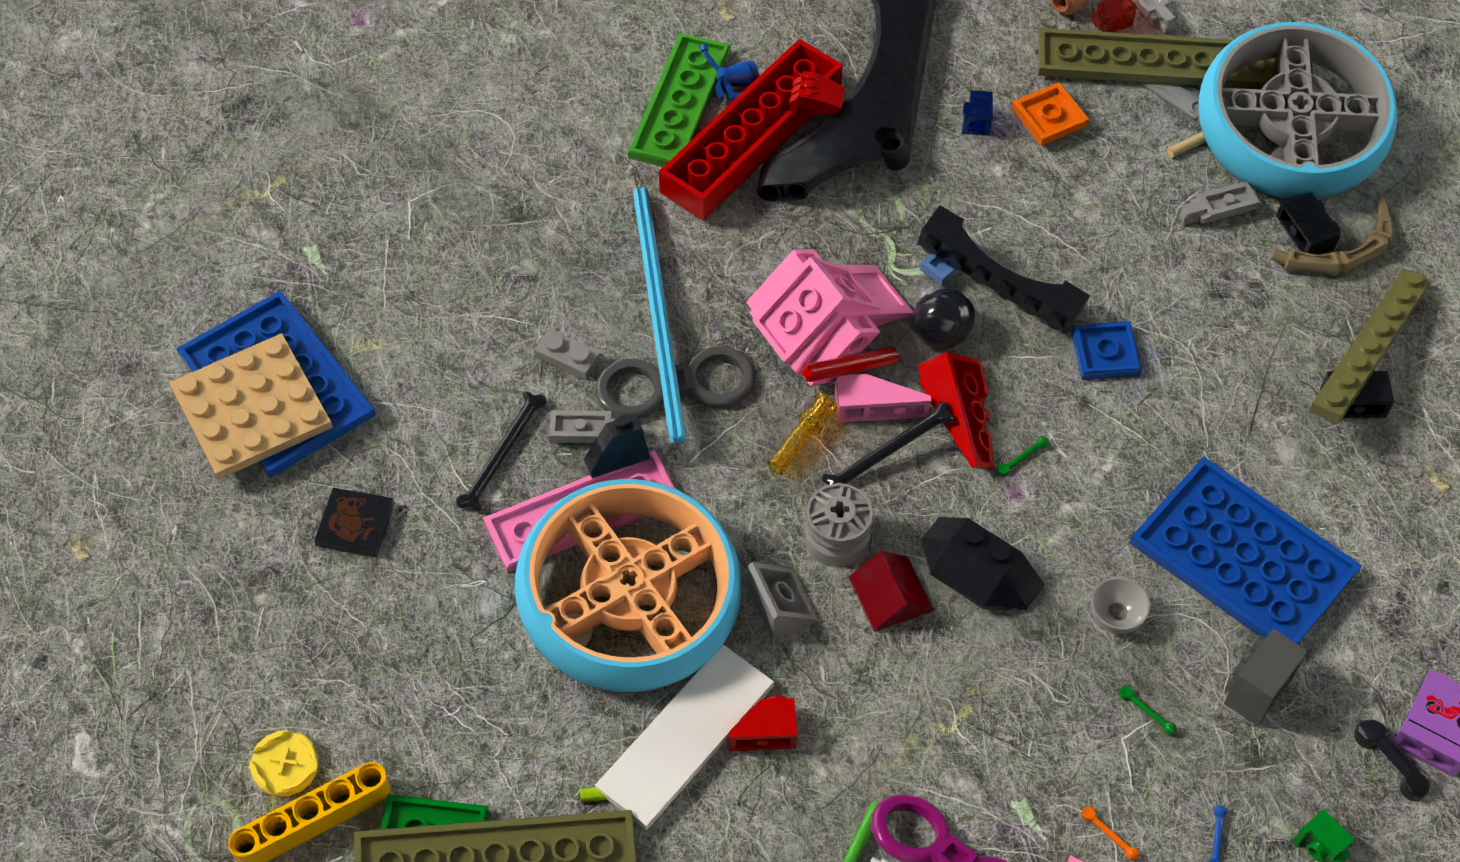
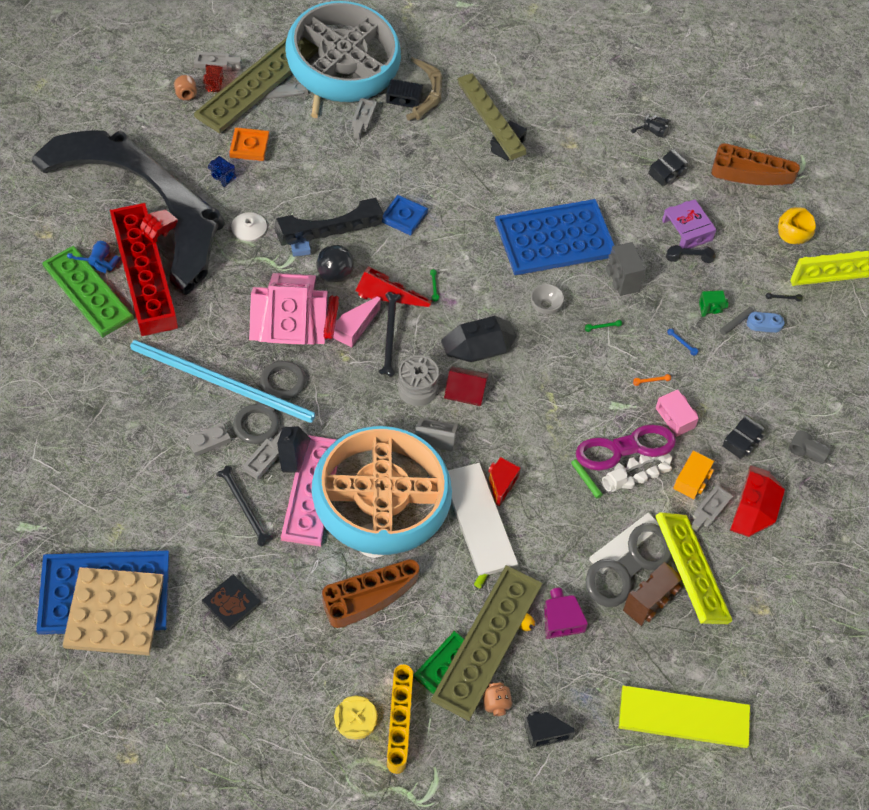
camera: 60 degrees left, 0 degrees up
(458, 669) = (367, 599): none -> dark orange beam
(809, 423) = (346, 358): clear yellow pin -> none
(922, 194) = (249, 226): none -> white dish

